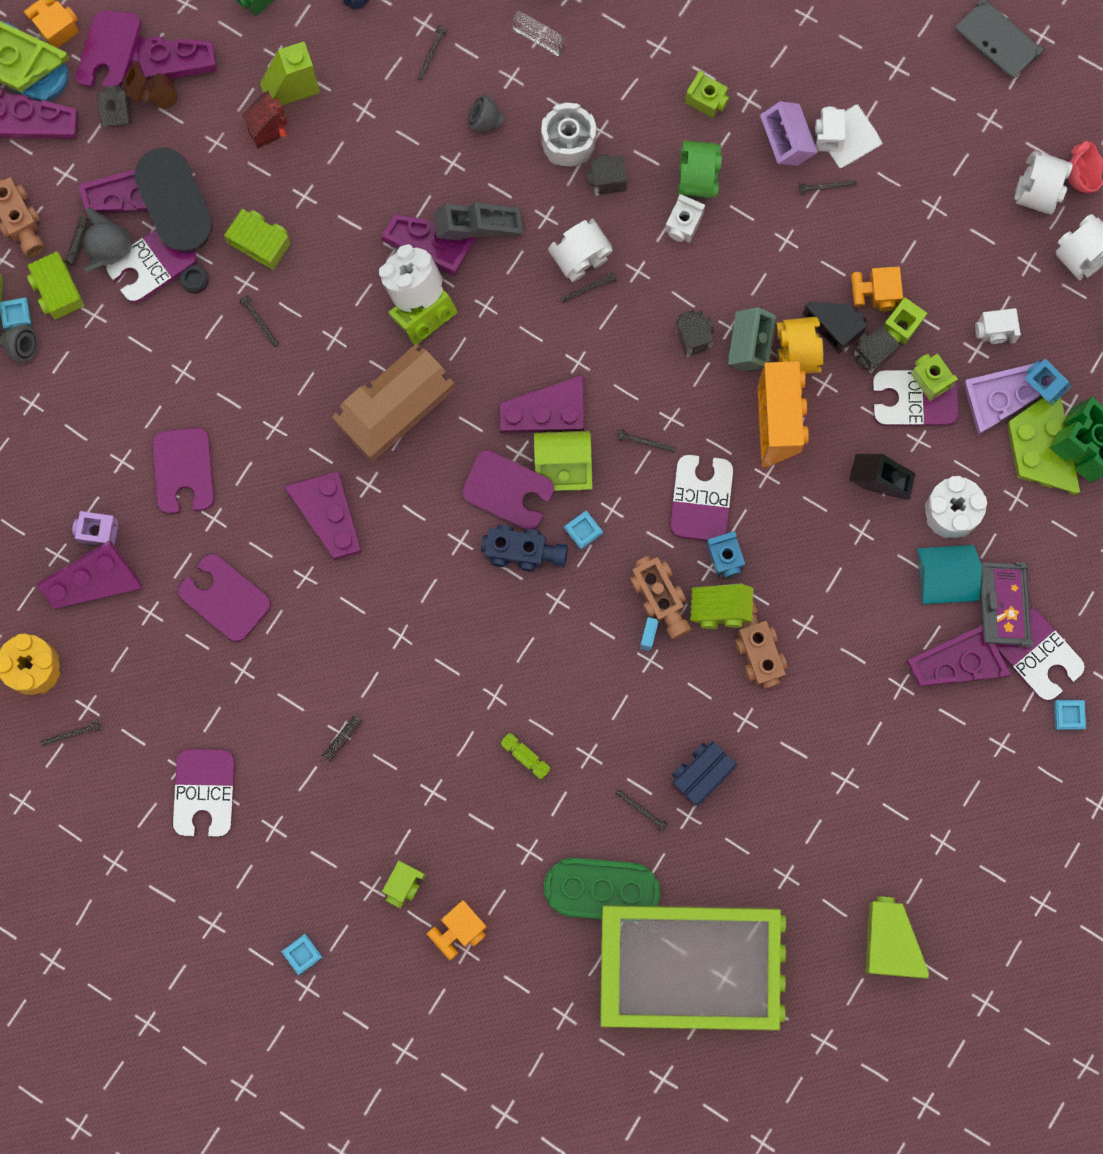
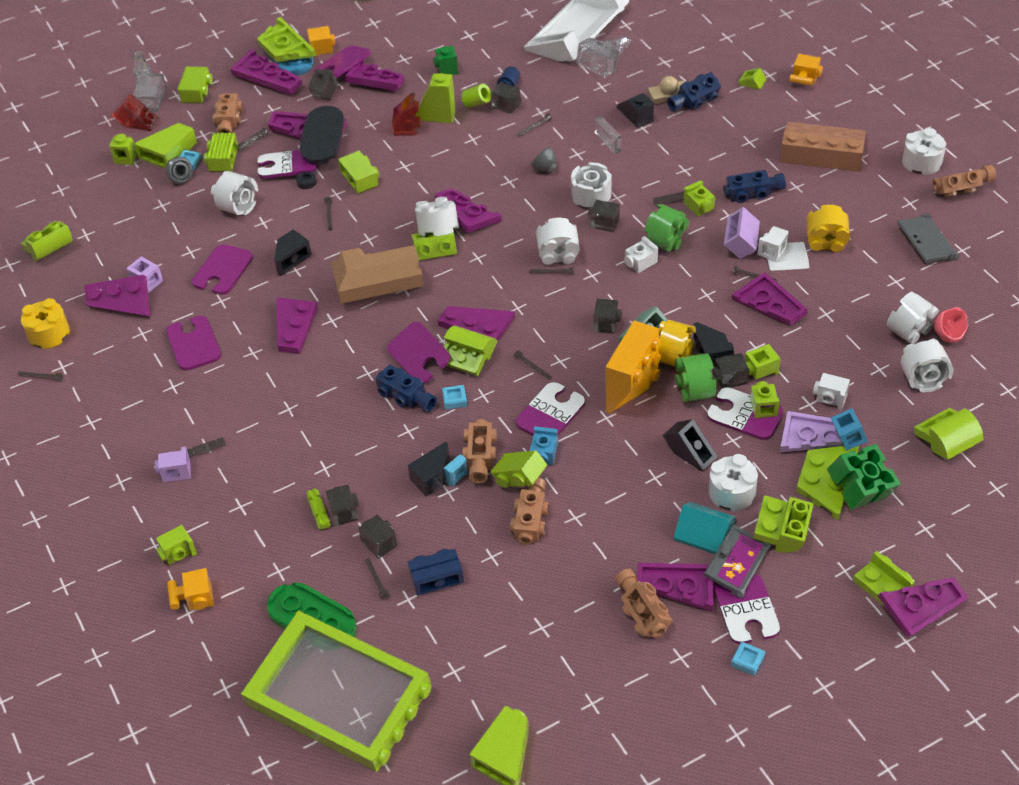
camera: 30 degrees right, 30 degrees down
(105, 241) = (266, 141): dark grey piece -> none
(127, 353) = (234, 193): none -> white brick
(157, 88) = (356, 86): reddish brown leg -> none
(207, 784) = (95, 438): piece -> none
(256, 407) = (291, 251): none -> black slope
(302, 954) = (76, 562): medium azure tile -> none
(326, 783) = (174, 465): none -> lavender brick
(333, 40) = (476, 95): none -> lime brick
(371, 23) = (505, 98): none -> clear smoke brick
(477, 220) = (501, 205): dark grey slope -> none
(551, 739) = (342, 505): none -> clear smoke brick
(614, 760) = (378, 536): none -> clear smoke brick
(622, 648) = (428, 470): none -> black slope
(668, 104) = (668, 198): none -> clear smoke wheel
(757, 44) = (752, 185): none -> dark blue brick
(848, 385) = (695, 377): none -> bright green brick
(867, 219) = (770, 299): none -> magenta wing
(883, 288) = (756, 337): light orange brick -> none
(887, 83) = (828, 228): none -> yellow brick
(942, 710) = (643, 605): none -> nougat brick
(1032, 535) = (783, 523): none -> lime brick

